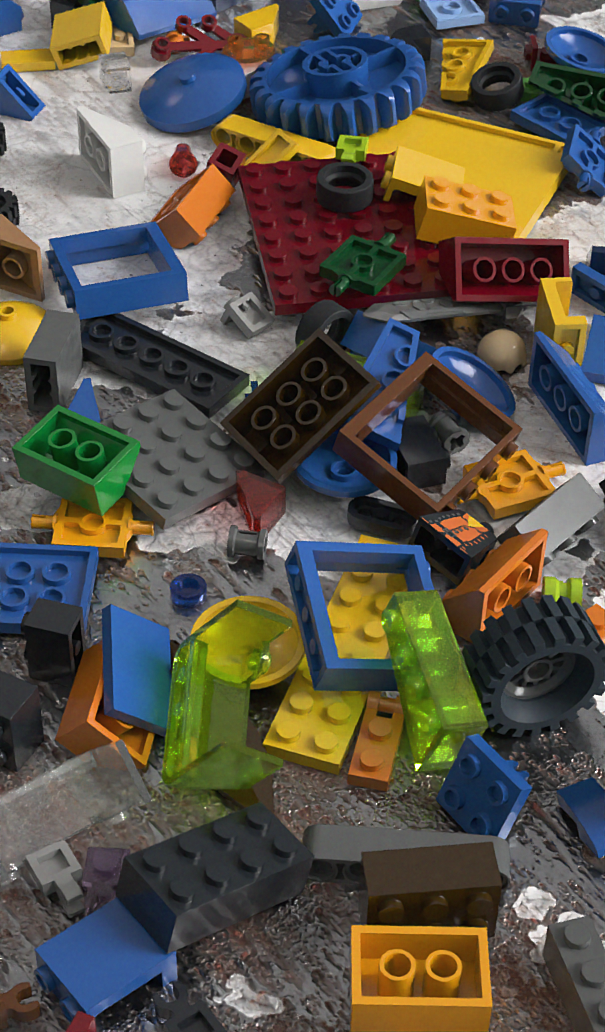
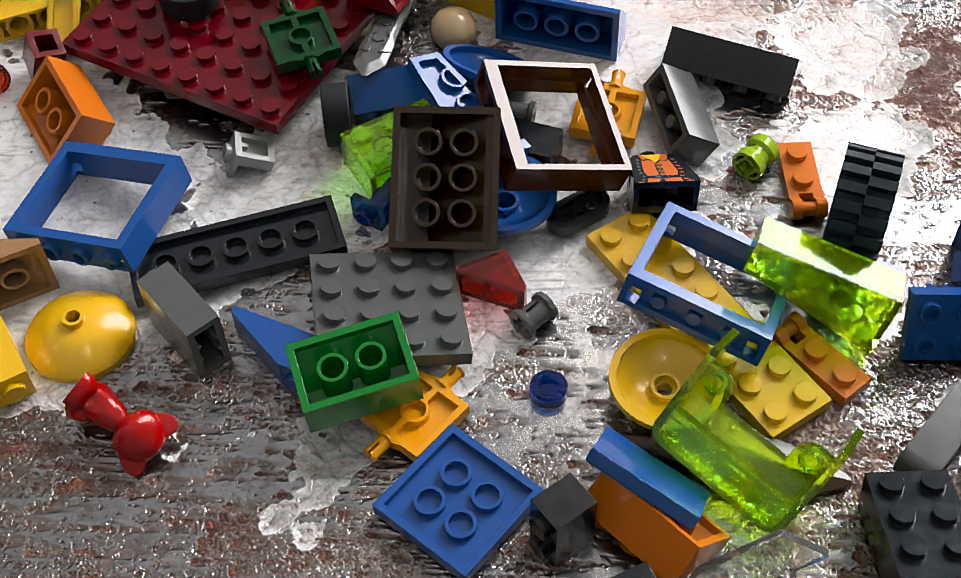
camera: 50 degrees left, 10 degrees up
(500, 580) = (729, 184): orange slope -> none

